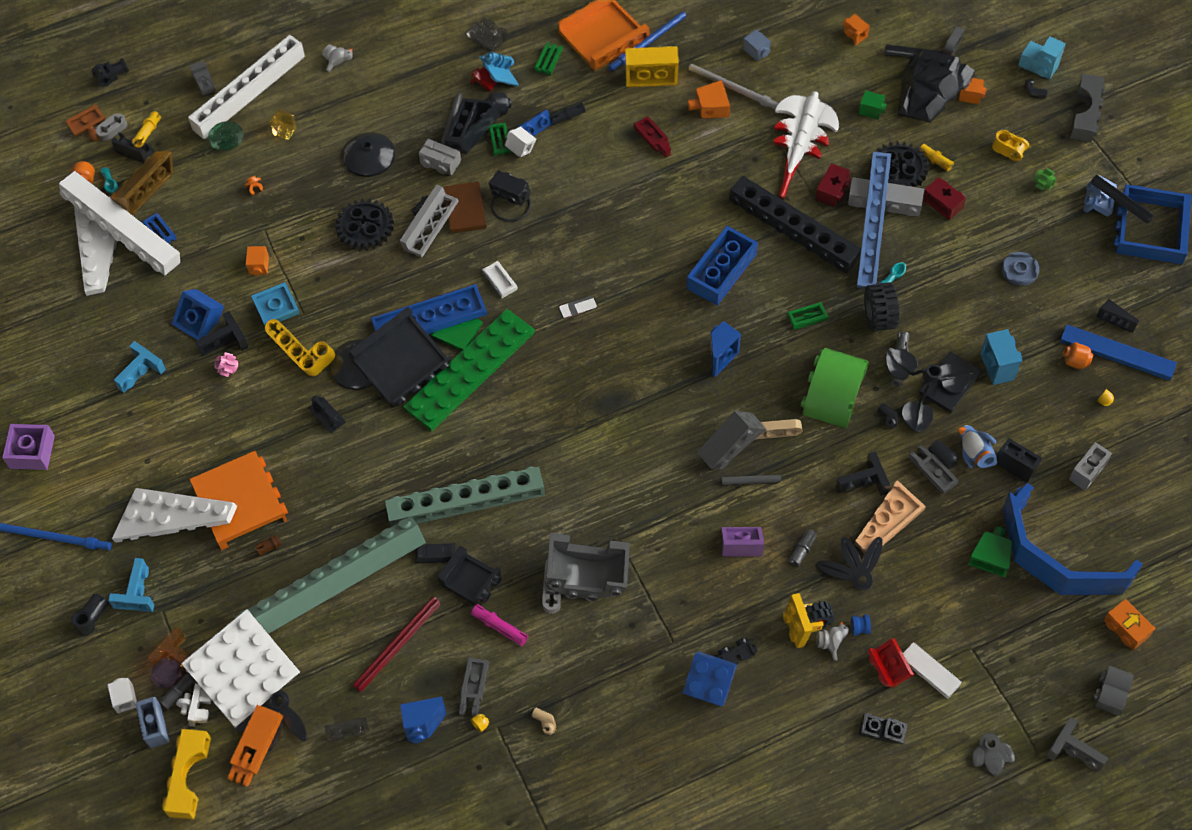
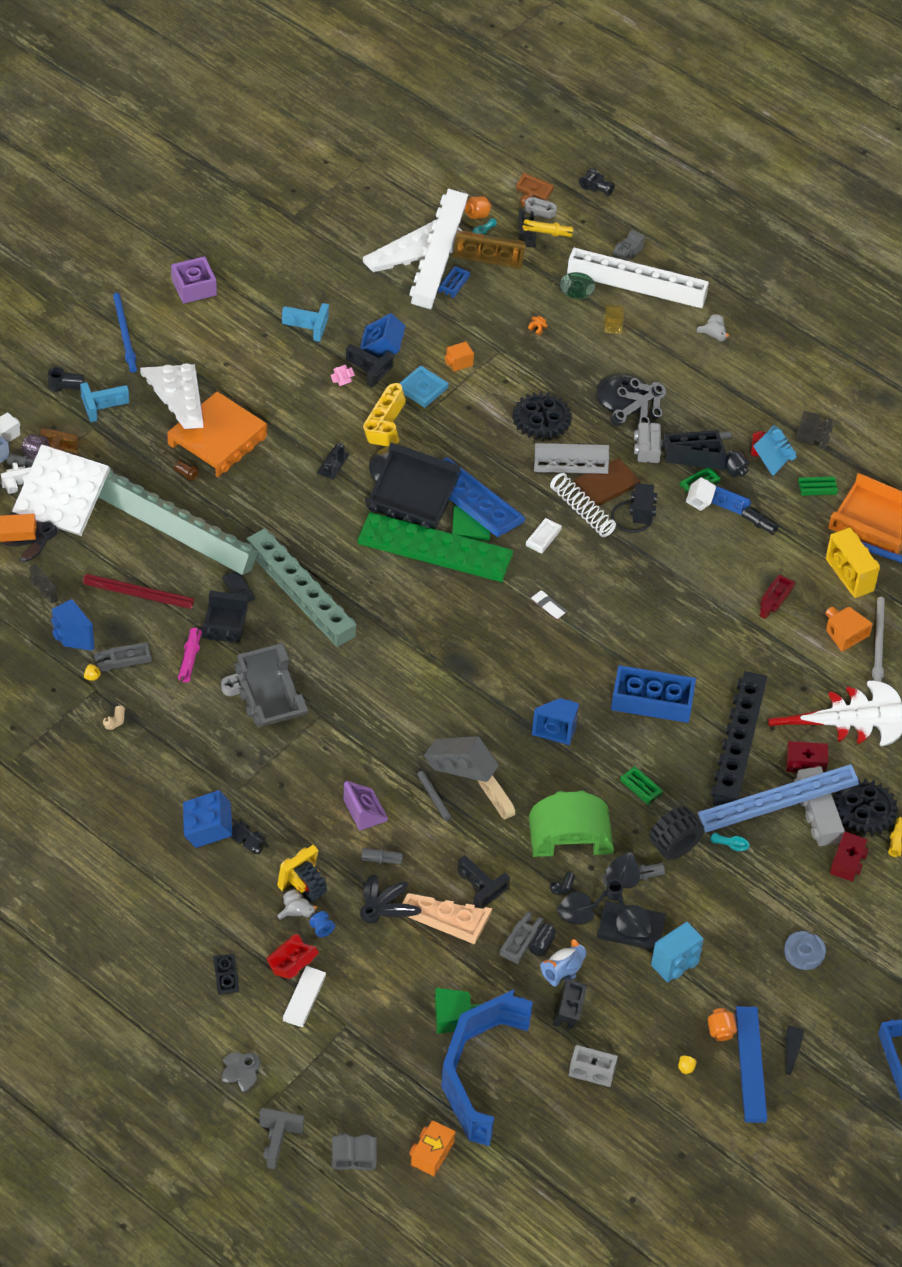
camera: 60 degrees right, 10 degrees down
(386, 128) = (641, 401): none -> plant
(451, 247) = (584, 506): none -> white piece

